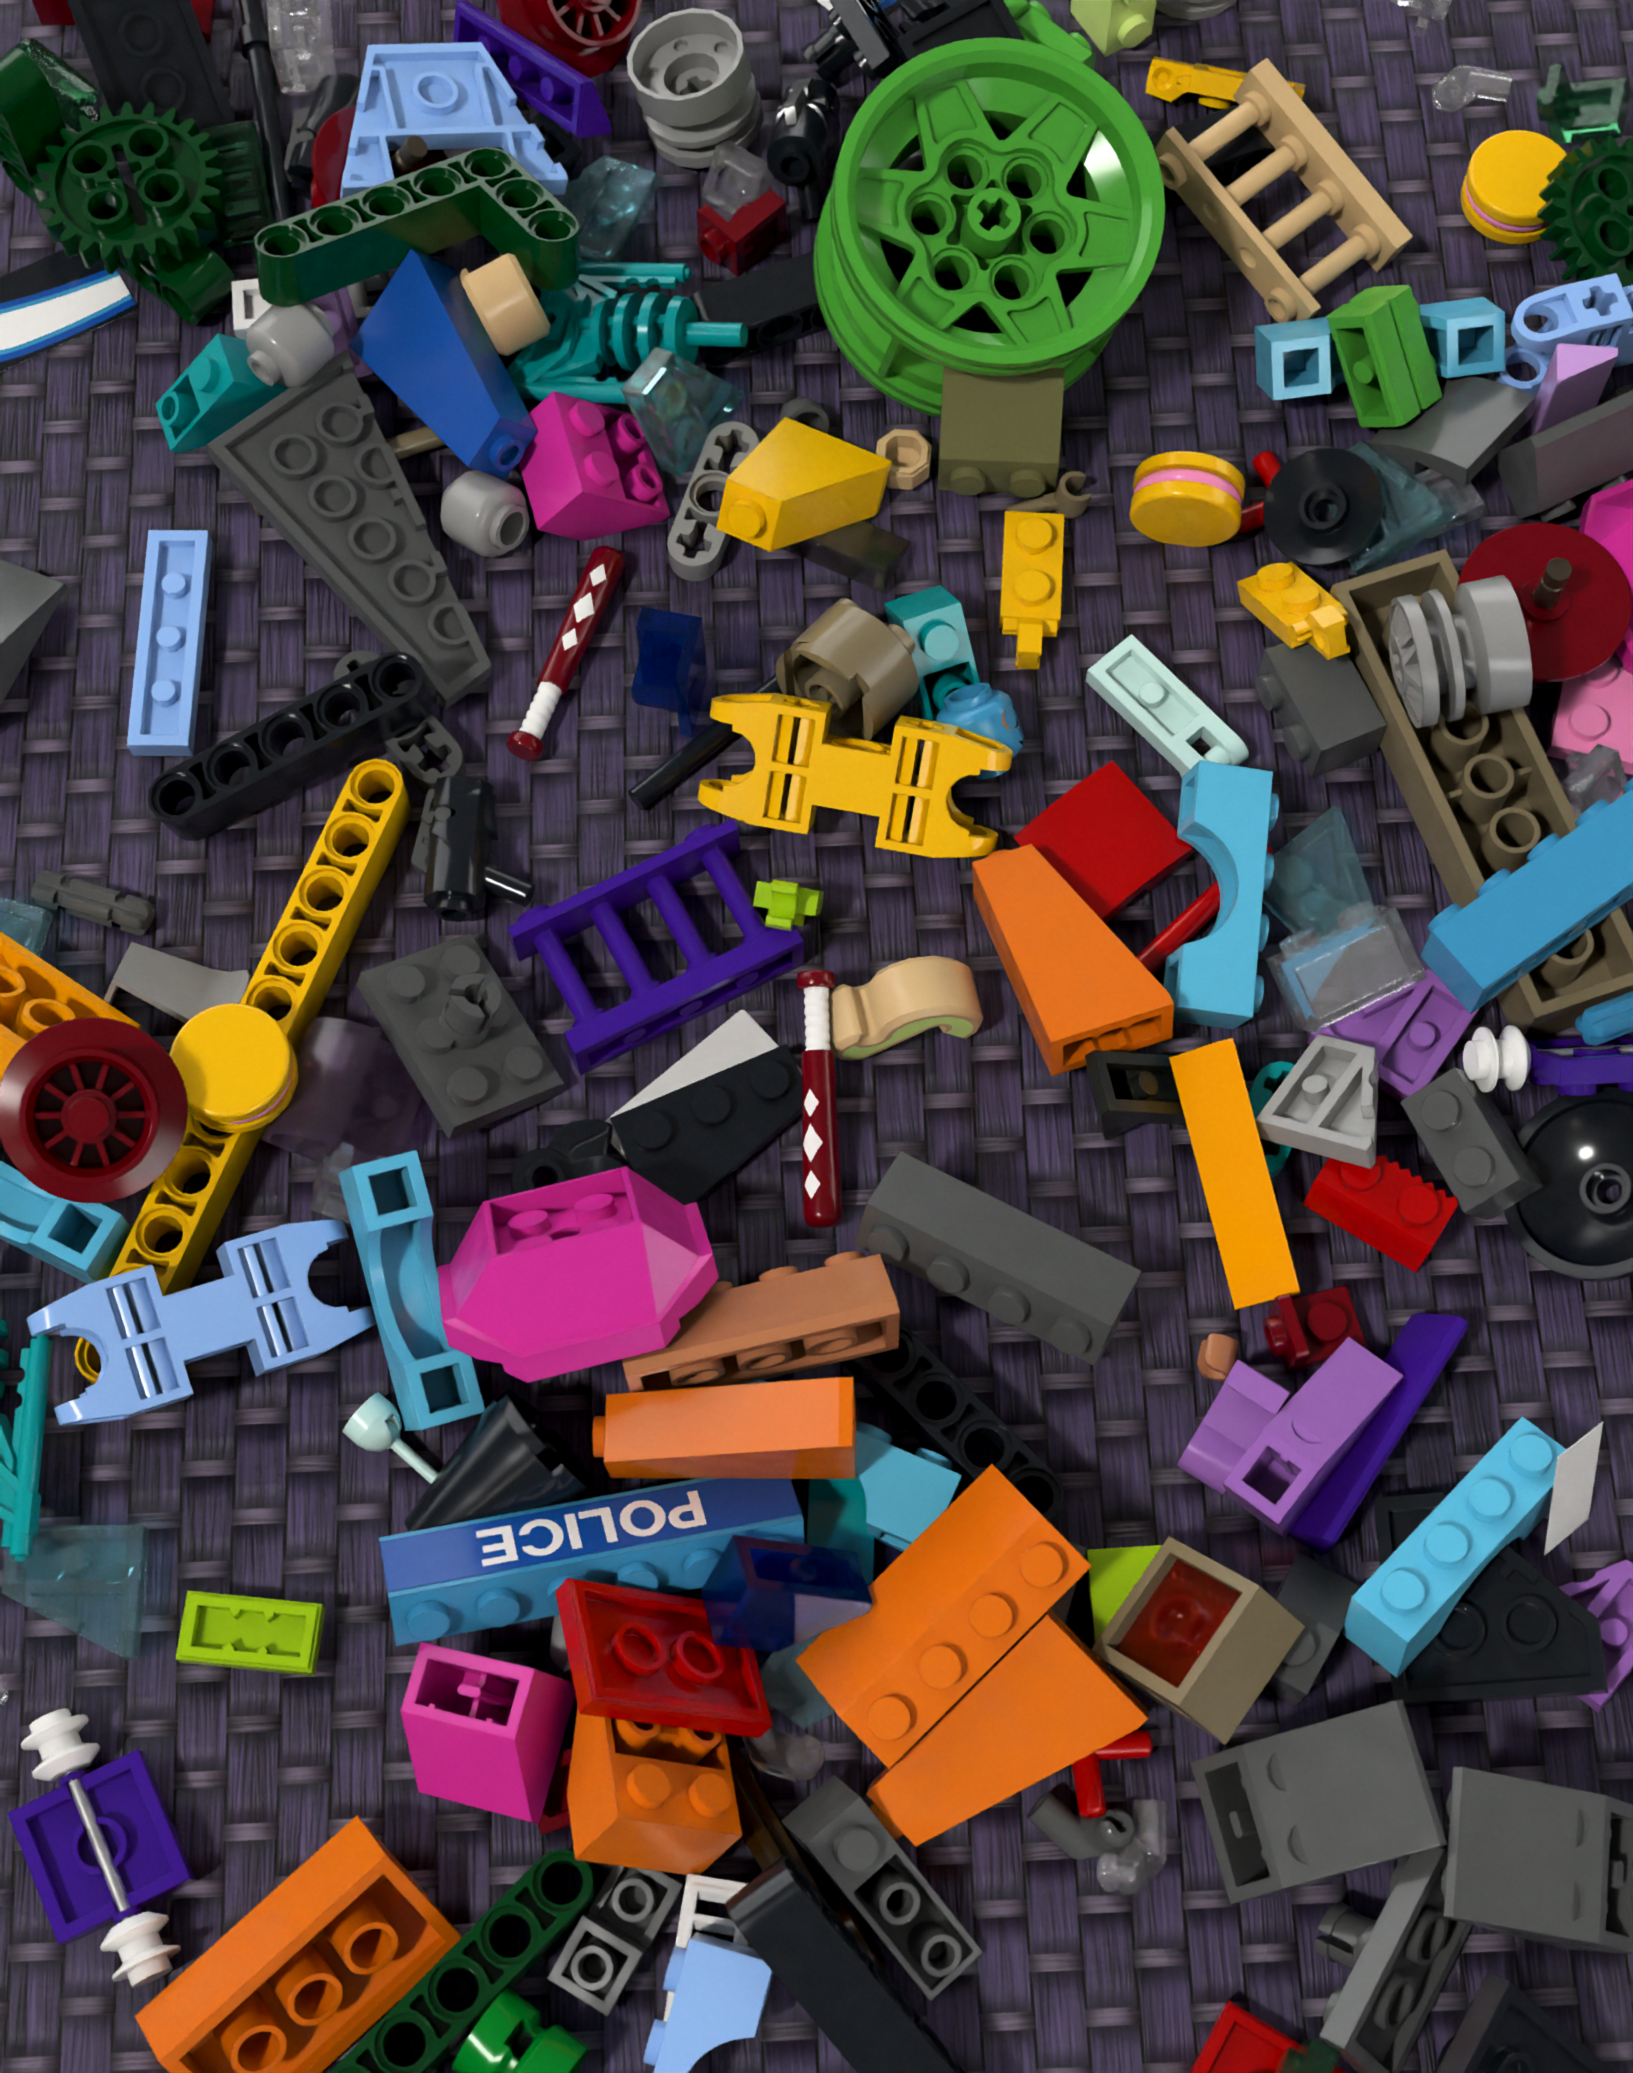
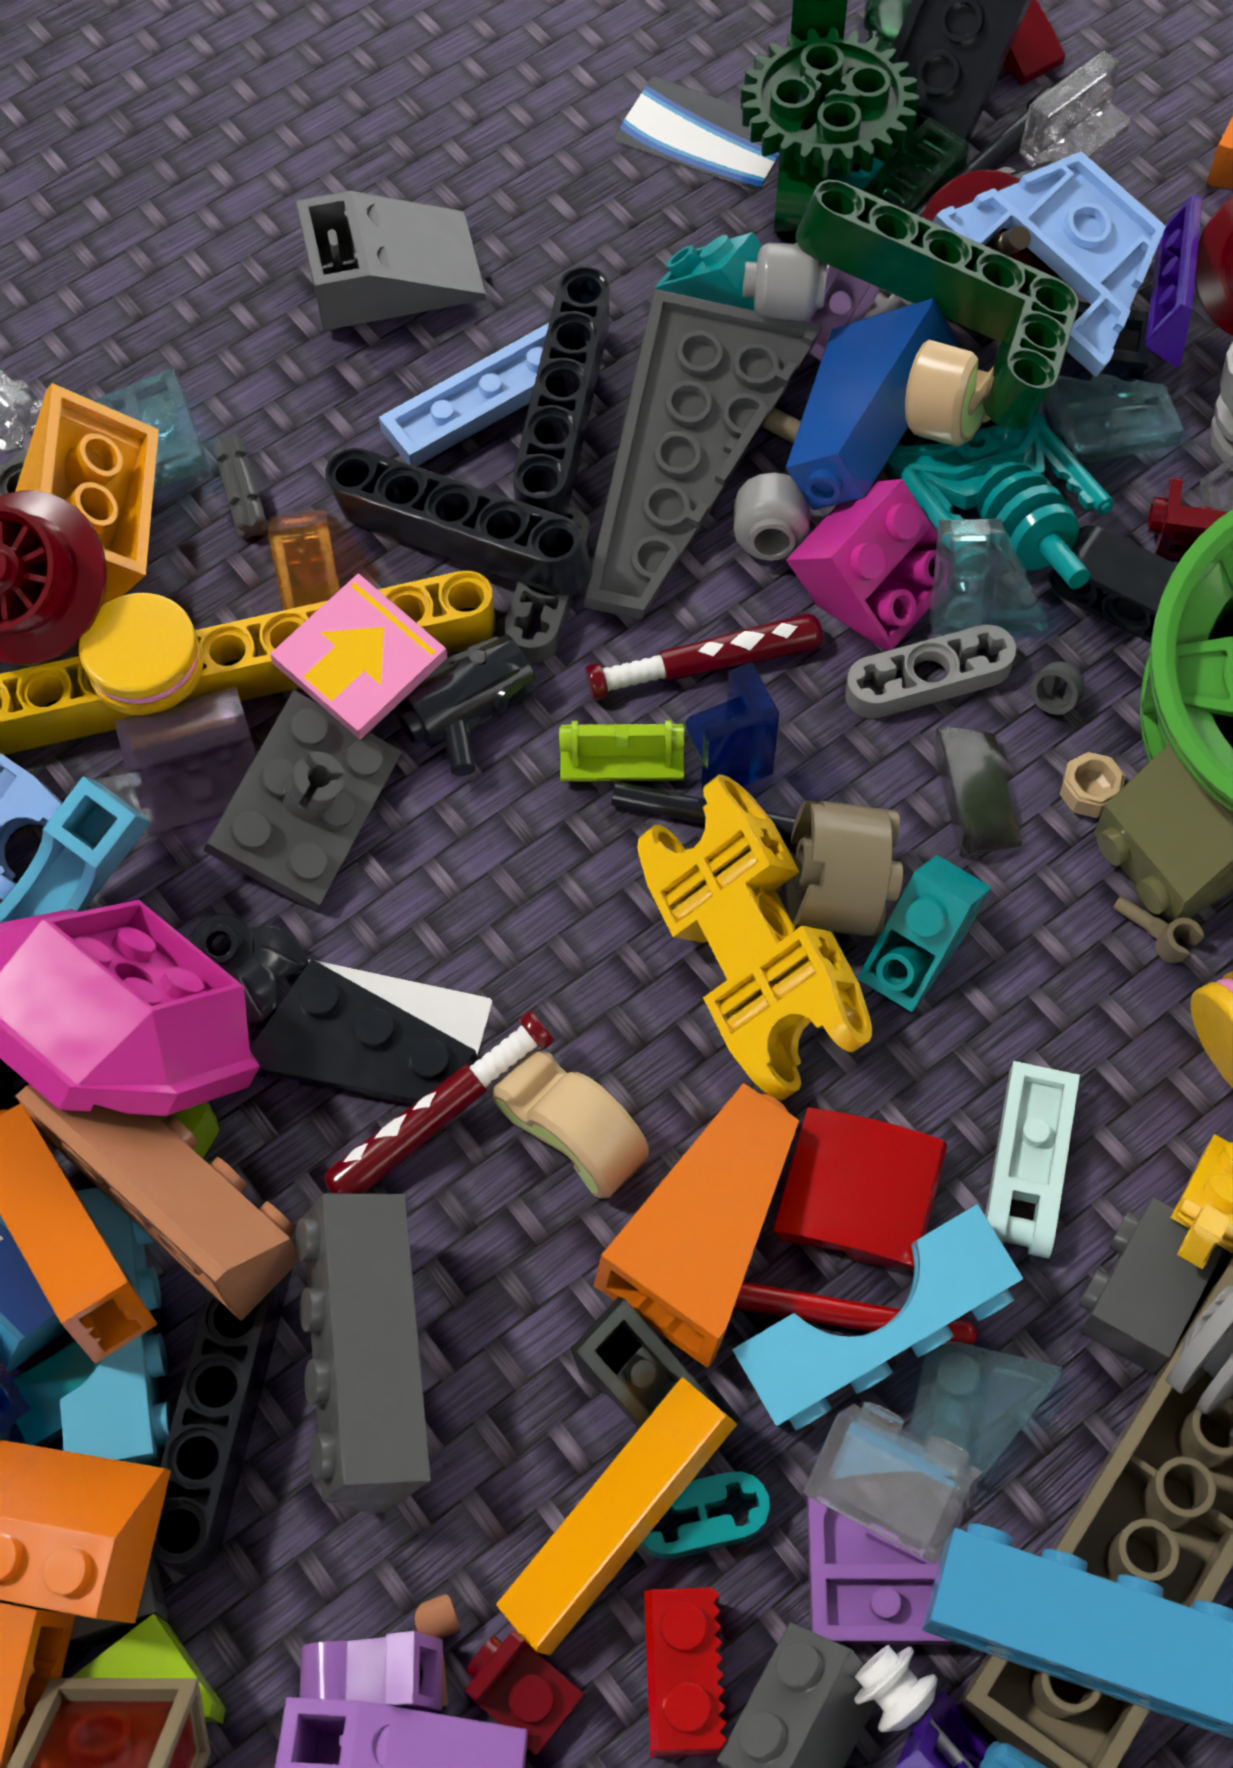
camera: 55 degrees right, 5 degrees down
(175, 983) = (200, 575): light grey piece -> none
(217, 894) = (303, 558): none -> clear orange slope
(237, 562) = (563, 391): none -> black beam
(372, 900) = (359, 656): none -> bright pink tile
(605, 767) = (621, 752): none -> lime hinge
(654, 1005) = (489, 951): dark purple fence -> none
(787, 903) = (599, 962): lime plate -> none
(800, 487) = (984, 716): yellow slope -> none
(986, 714) = (893, 1005): dark azure head -> none
(1031, 581) = (1066, 963): yellow hinge -> none
(1327, 1103) = (737, 1553): light grey wing -> none

